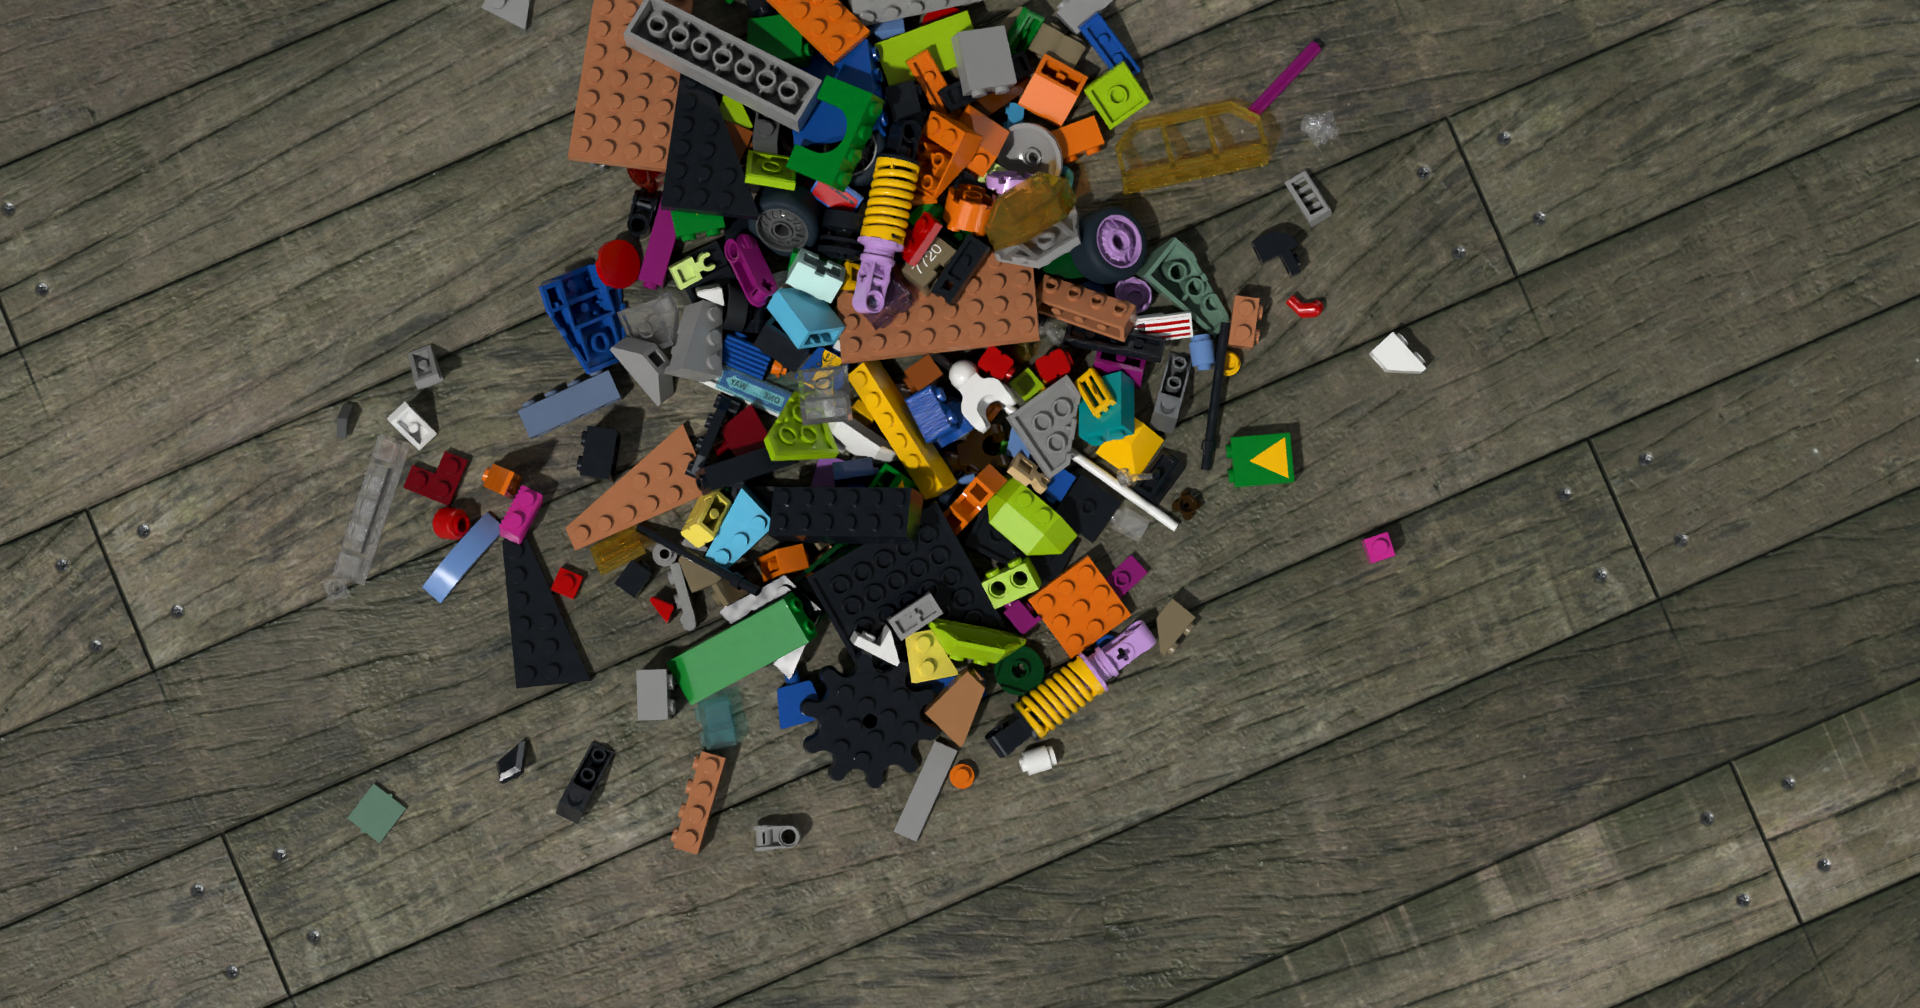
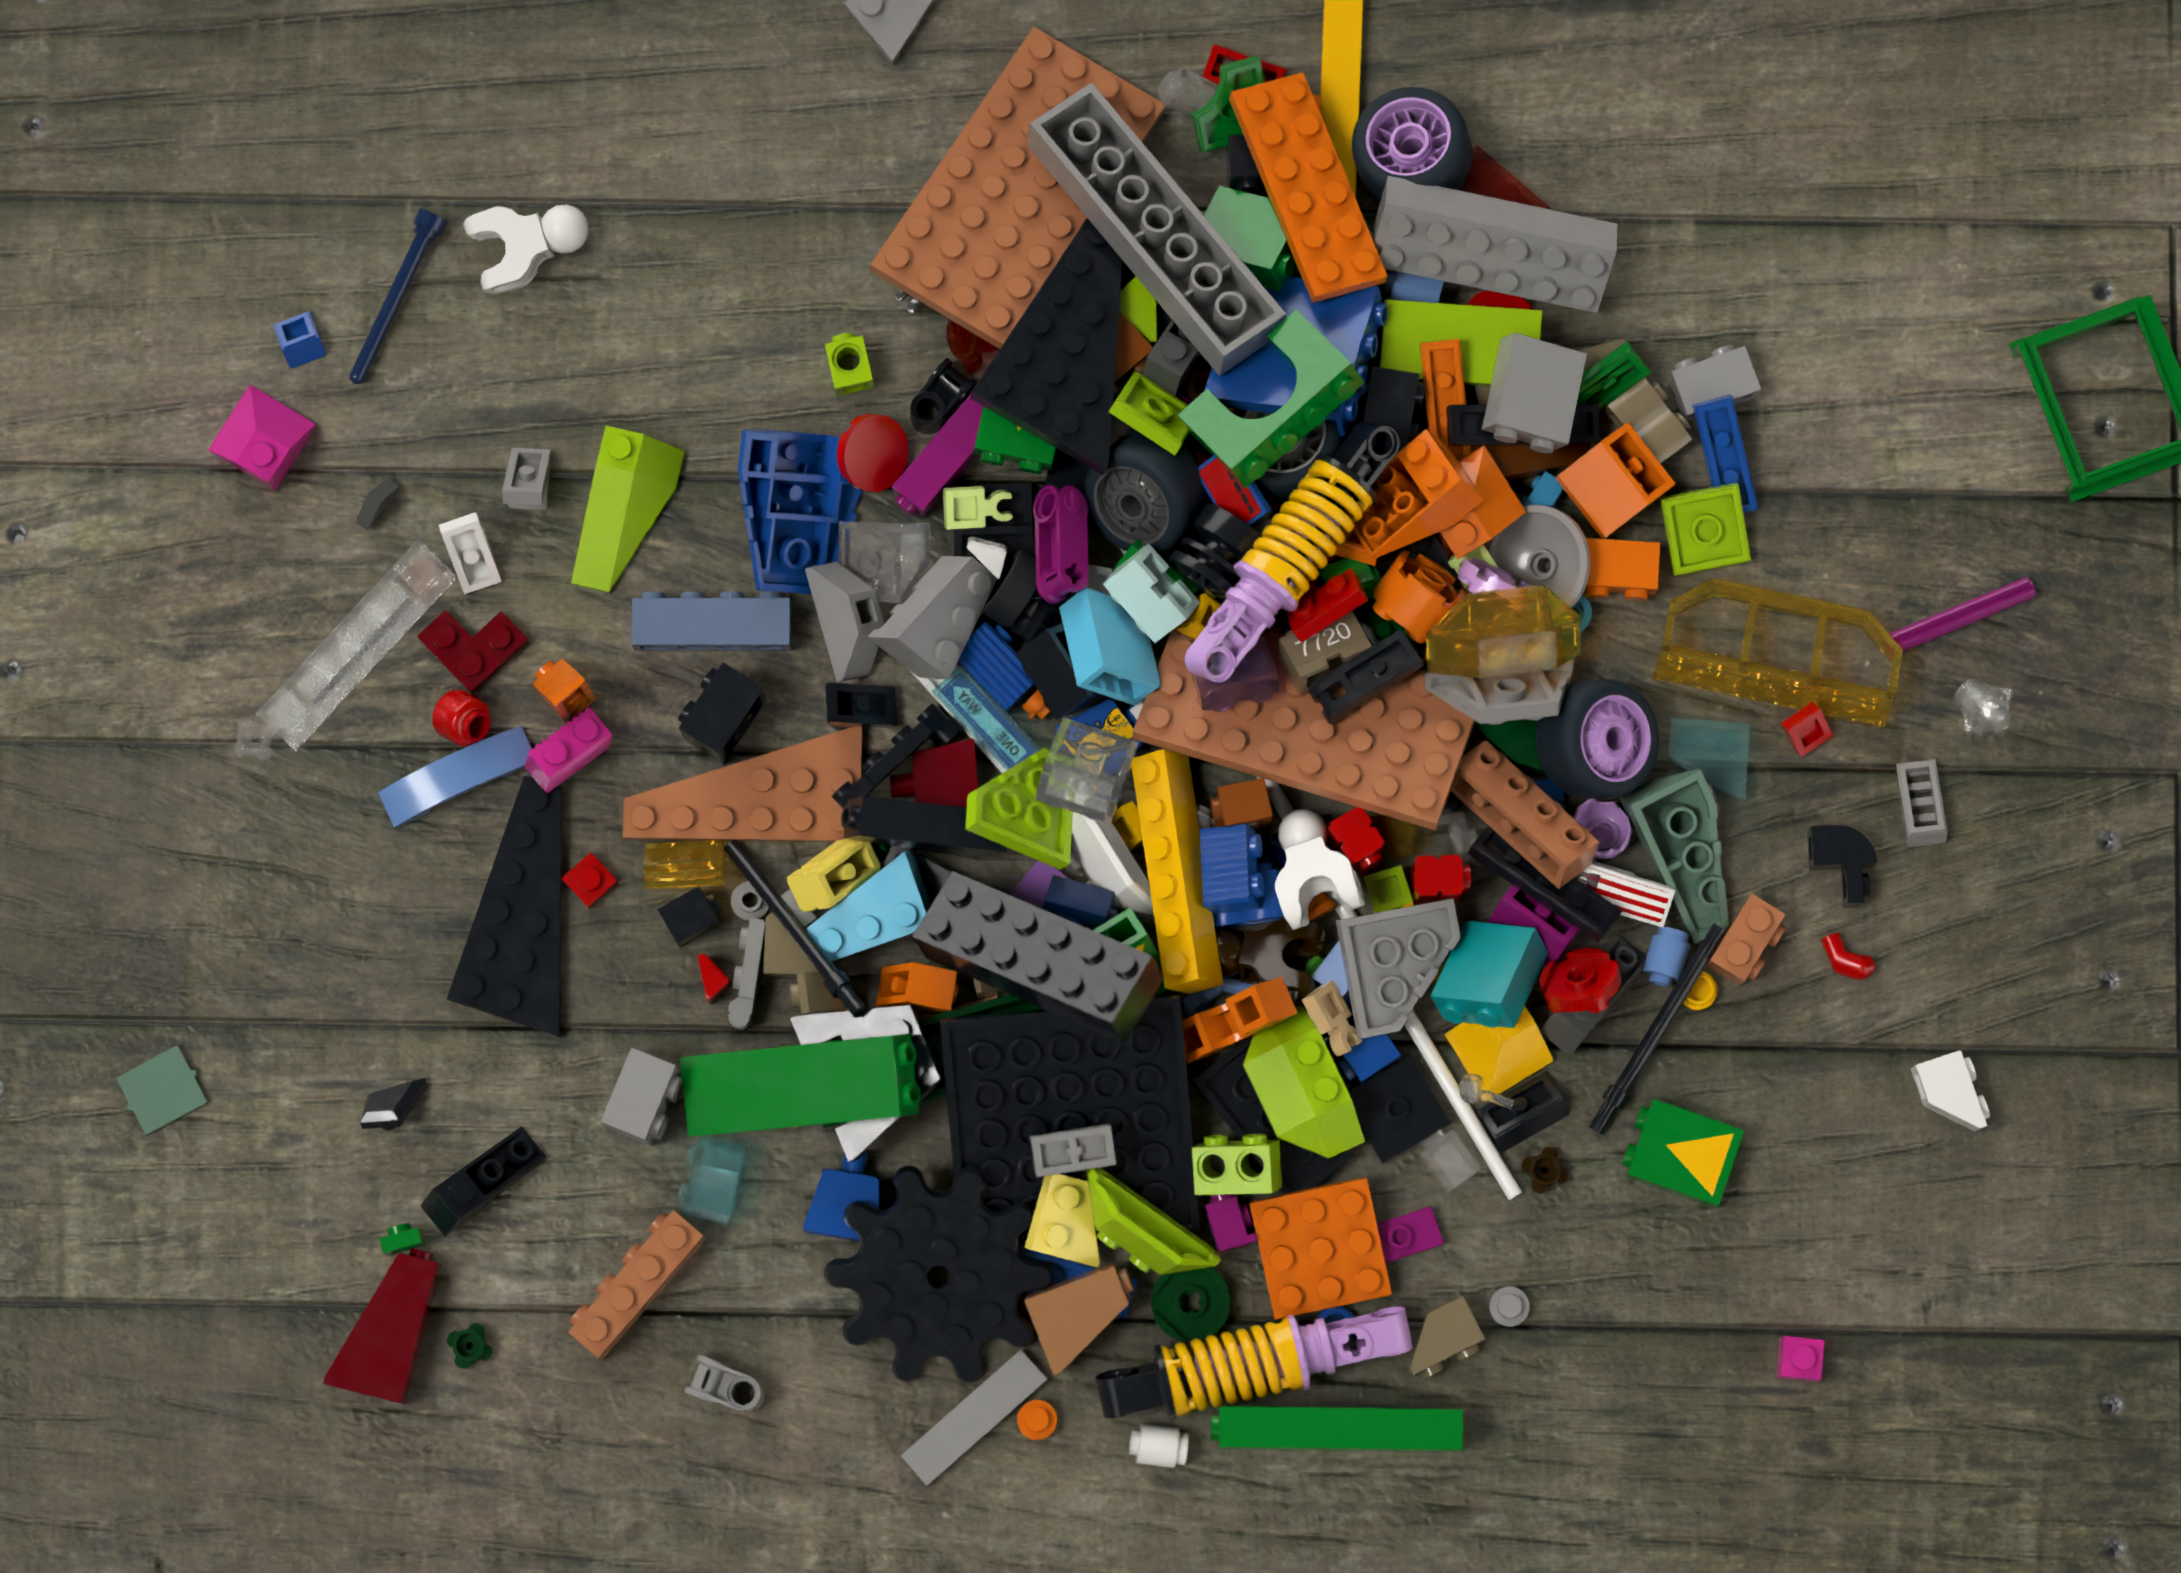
camera: 25 degrees right, 5 degrees down
(255, 345) = (299, 340): none -> blue slope
(260, 411) = (262, 437): none -> dark pink slope
(299, 247) = (427, 229): none -> dark blue piece
(361, 229) = (527, 241): none -> white piece
(487, 352) = (626, 495): none -> lime wedge
(553, 836) = (401, 1239): none -> green plate
(571, 892) = (389, 1333): none -> dark red slope
(585, 228) = (853, 380): none -> lime brick
(620, 887) = (480, 1349): none -> dark green plate
(677, 413) = (860, 705): none -> black slope
(882, 648) = (1005, 1176): white slope -> none
(1103, 404) = (1487, 964): yellow tile -> none
(1135, 705) = (1337, 1429): none -> green brick
(1157, 400) = (1566, 991): none -> red plate
(1177, 221) = (1715, 749): none -> clear light blue wing
(1200, 591) = (1509, 1306): none -> light grey plate
(1225, 185) = (1806, 729): none -> red plate

